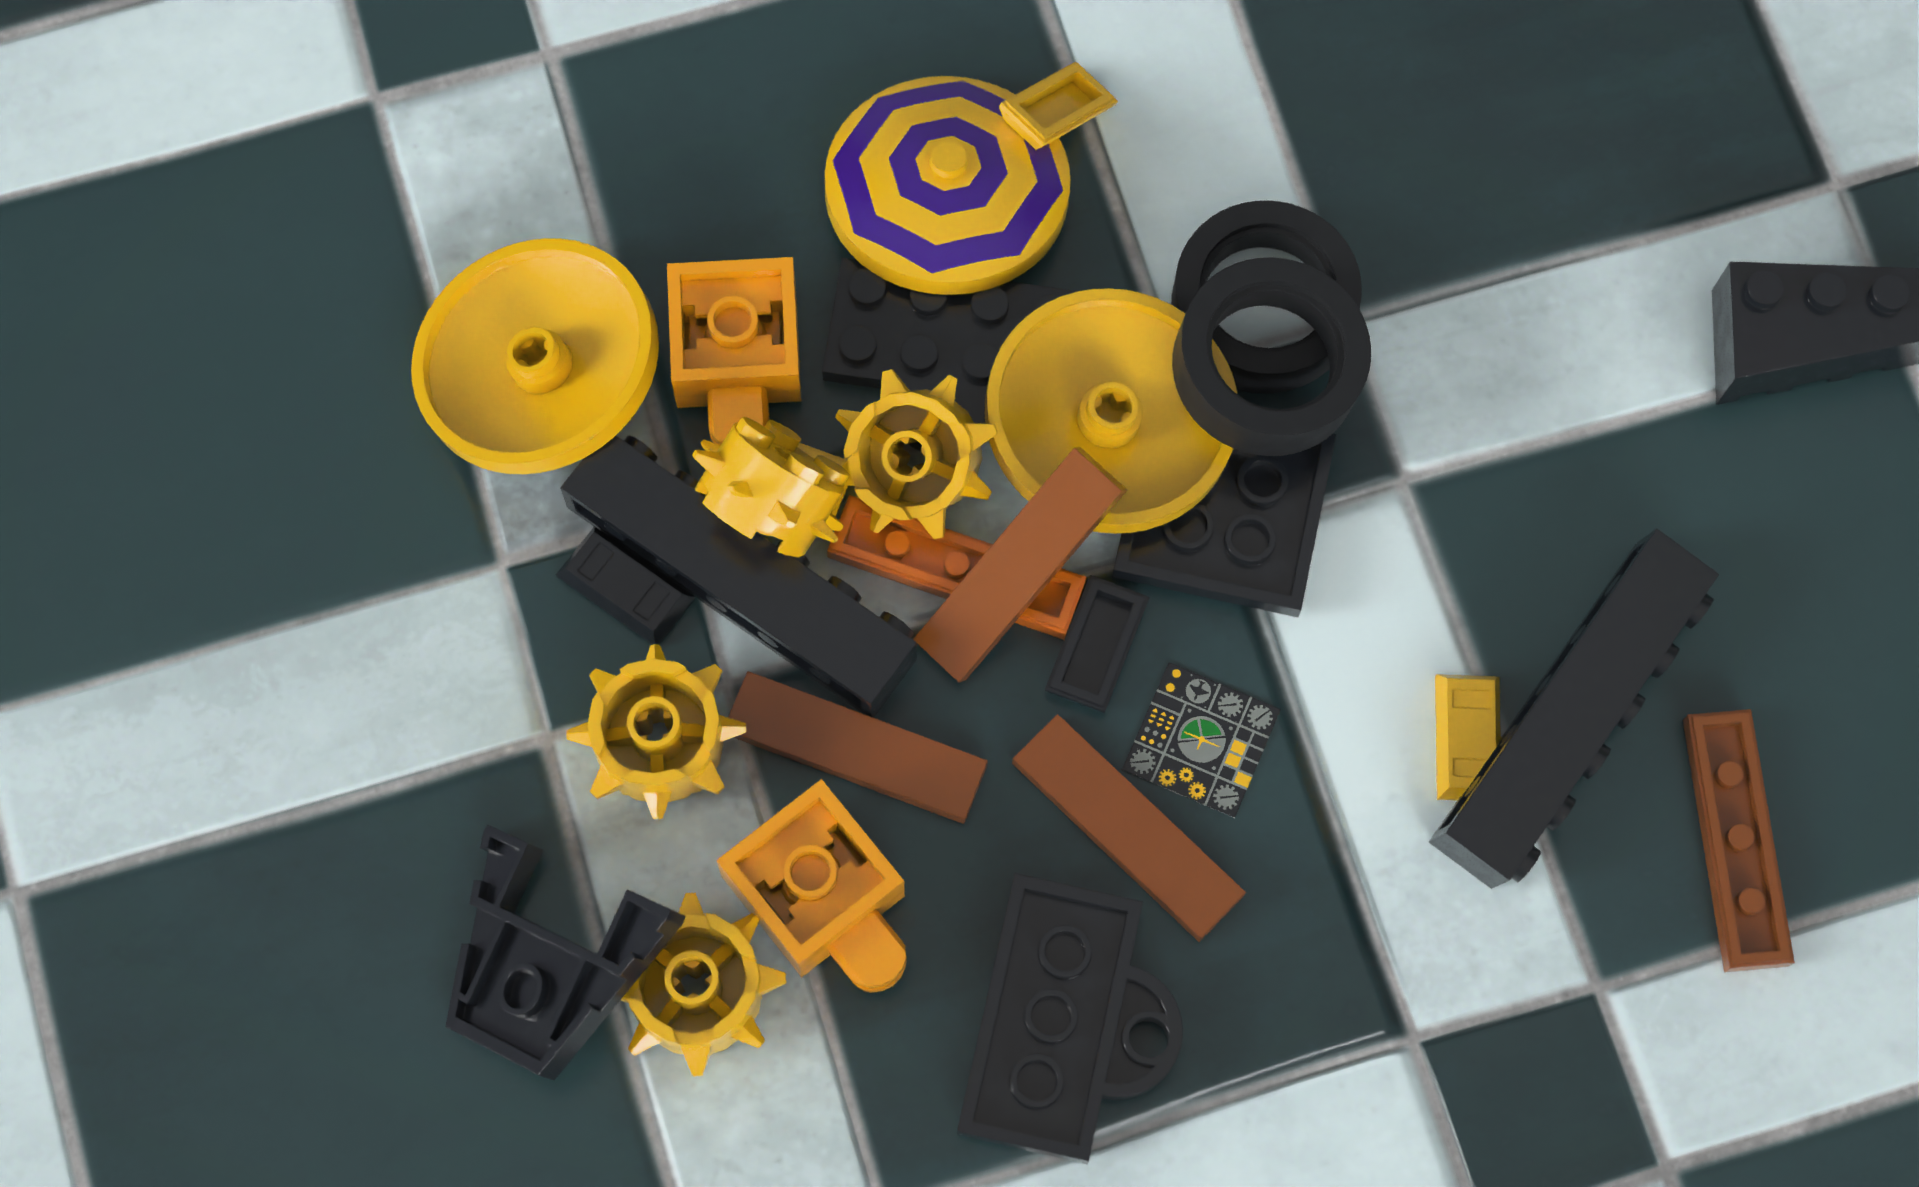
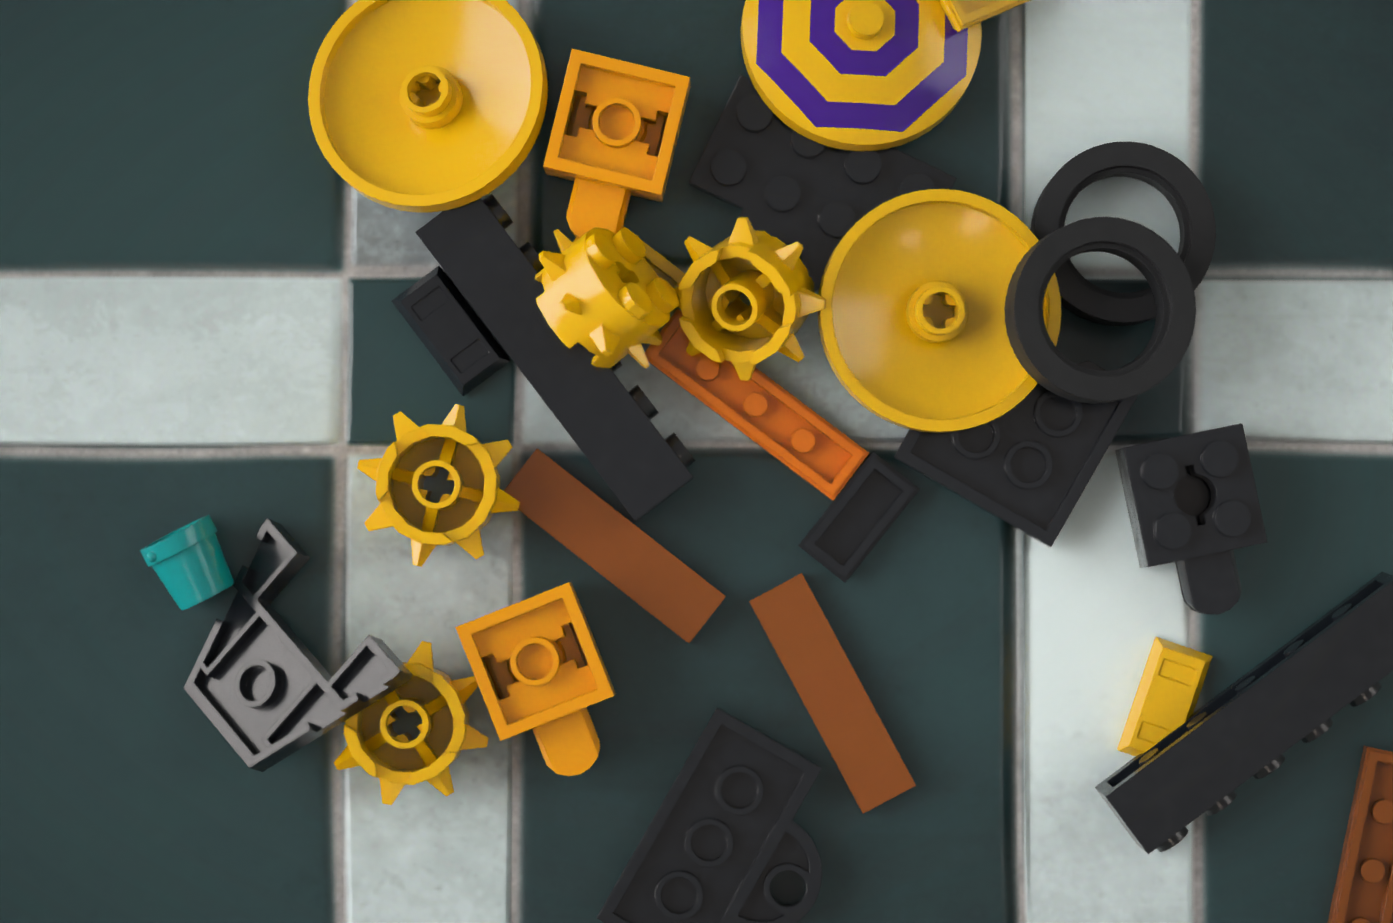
camera: 25 degrees right, 15 degrees up
(416, 890) = (190, 563): none -> teal piece
(1020, 564) = (808, 433): dark orange tile -> none
(1201, 739) = (925, 630): sticker -> none
(1429, 529) = (1192, 506): none -> black brick

